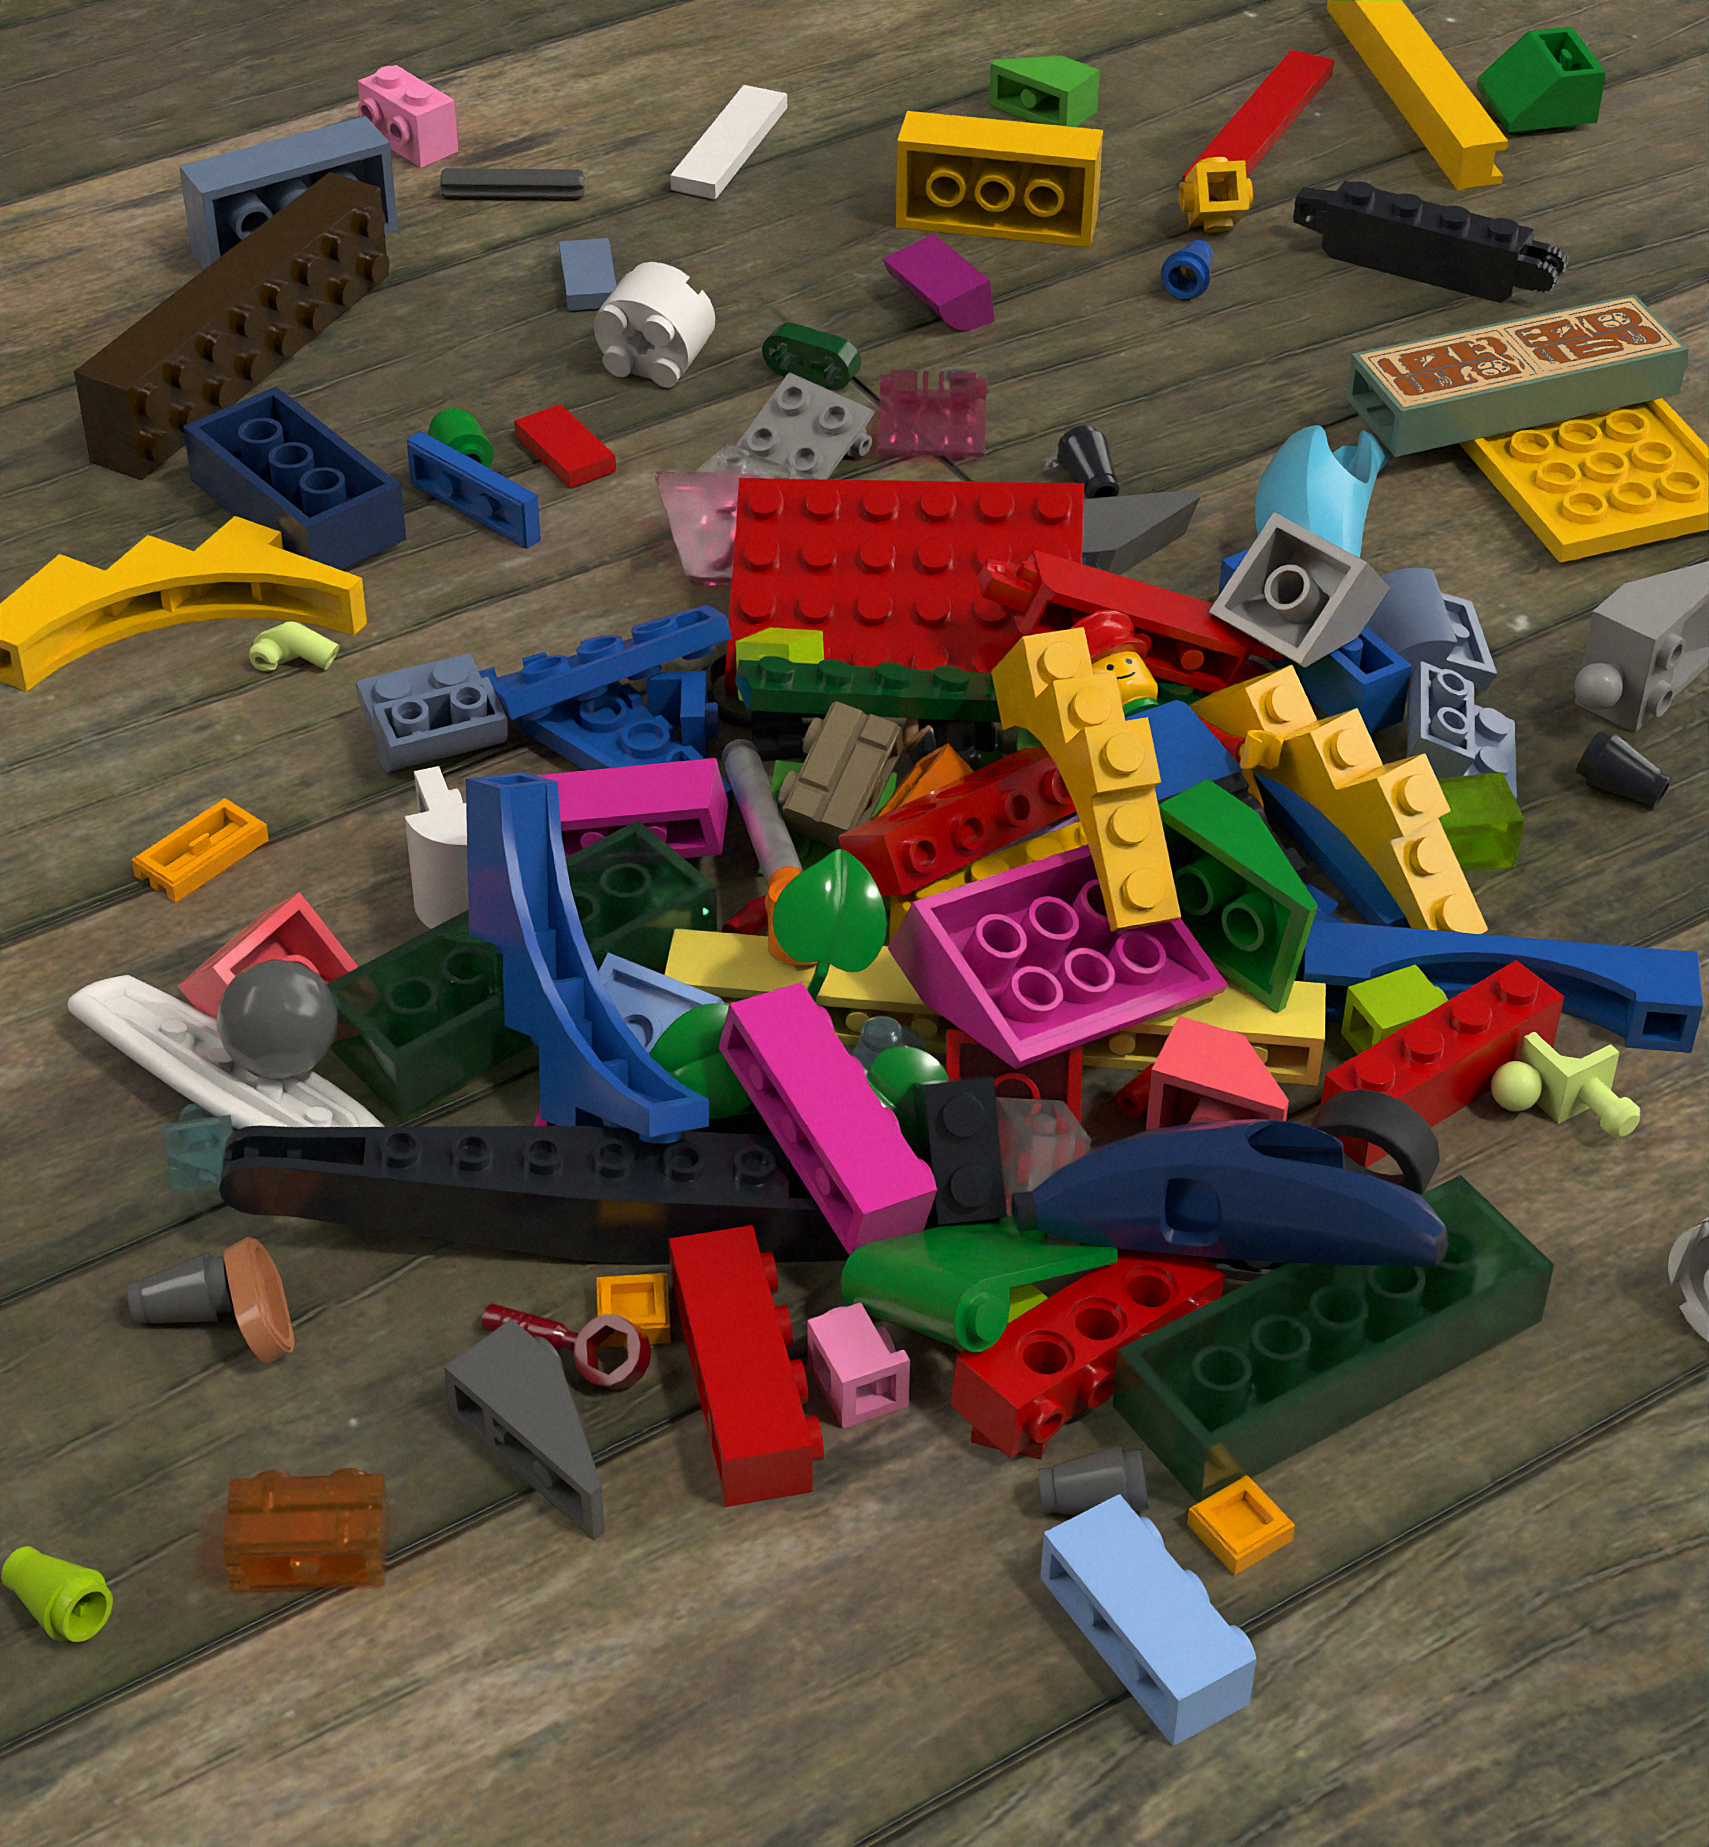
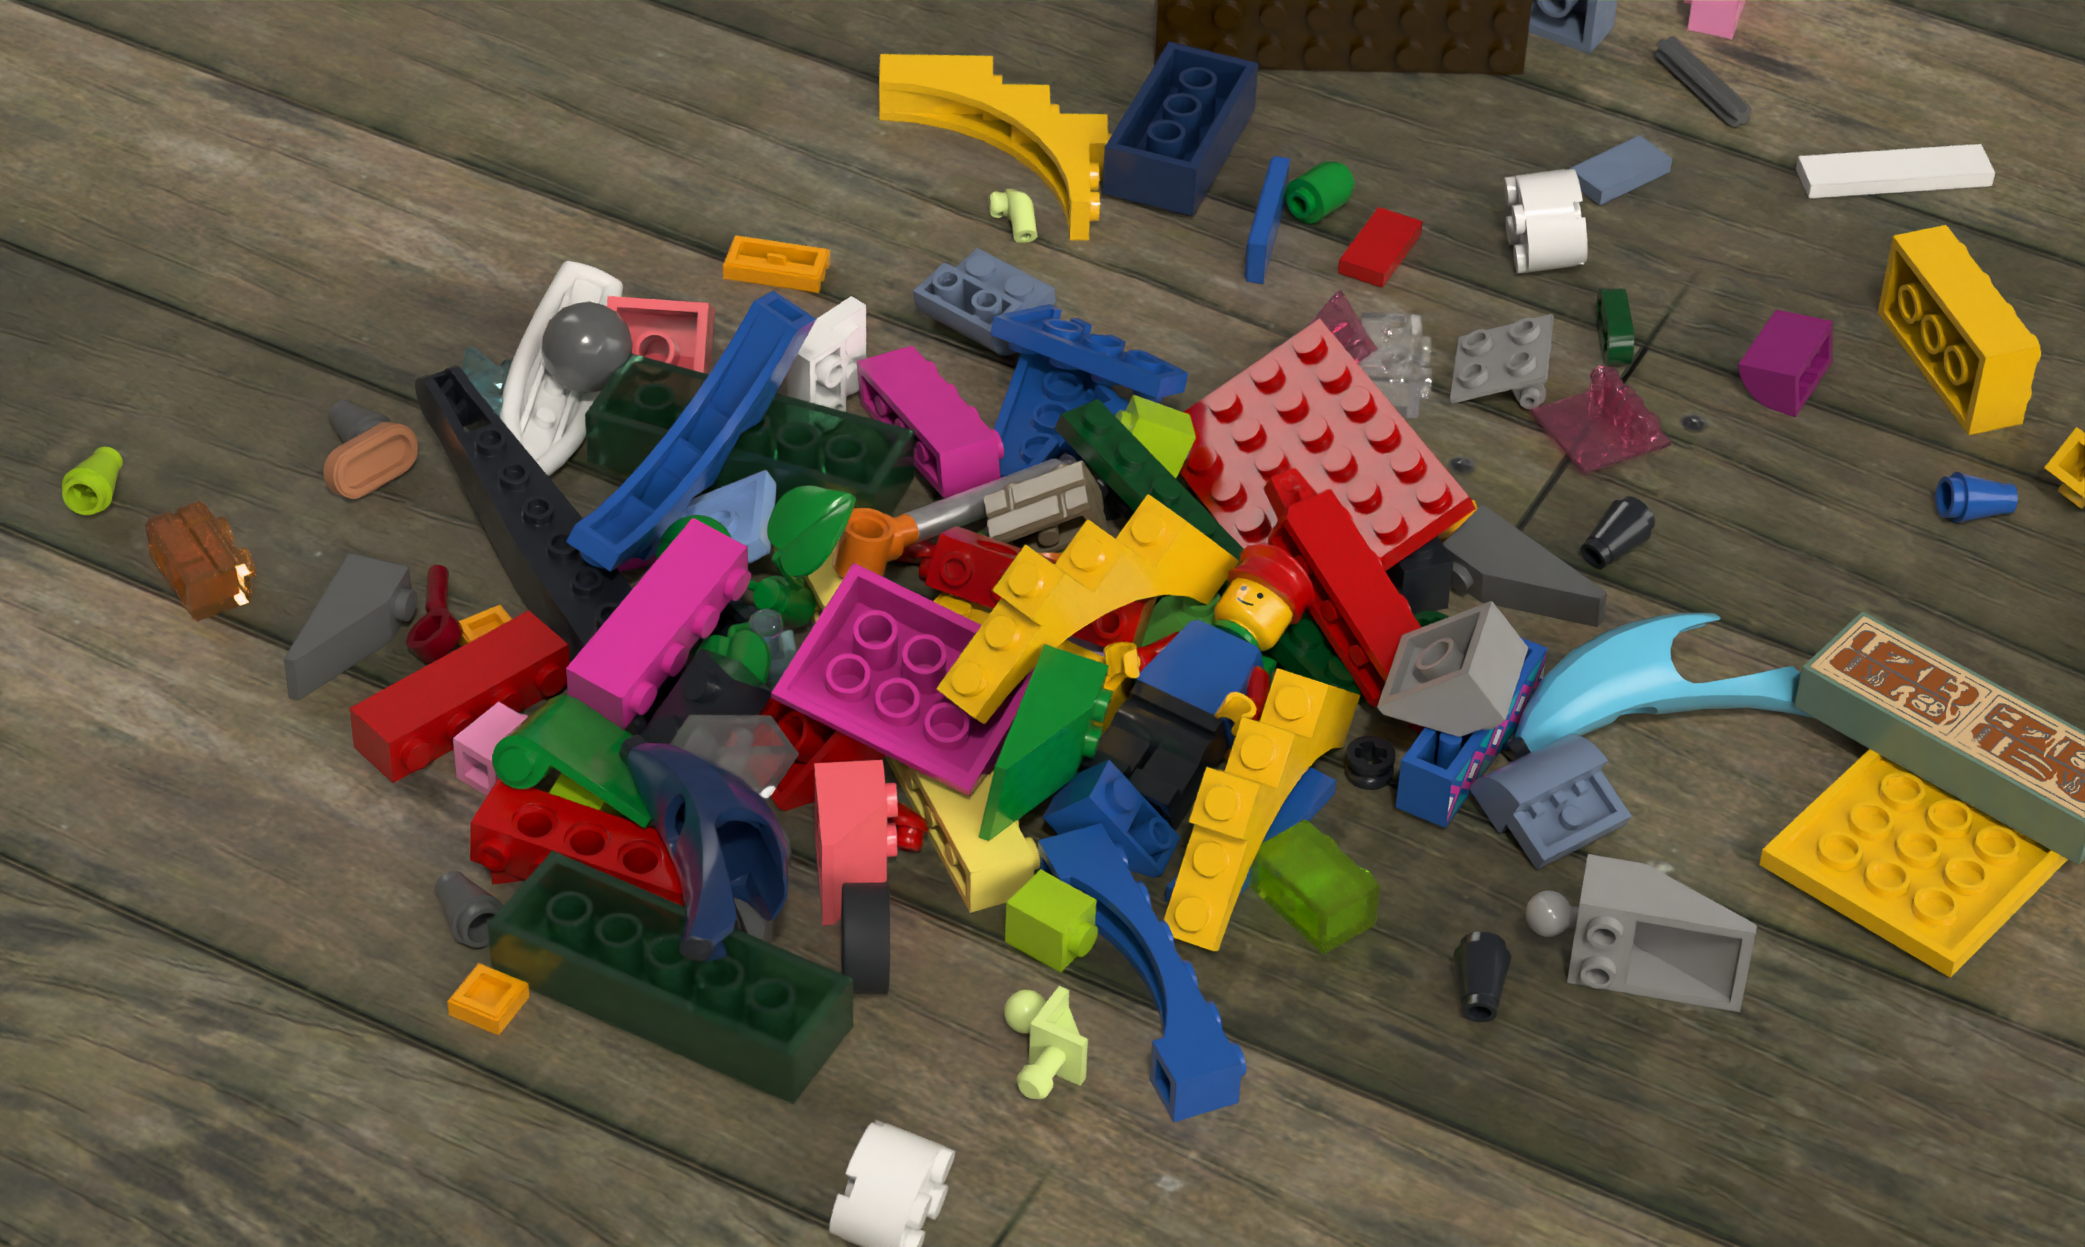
camera: 60 degrees right, 0 degrees up
(1148, 1619) = (361, 968): light blue brick -> none
(1451, 1051) = (1010, 951): red brick -> none
(1455, 731) = (1421, 855): sand blue brick -> none

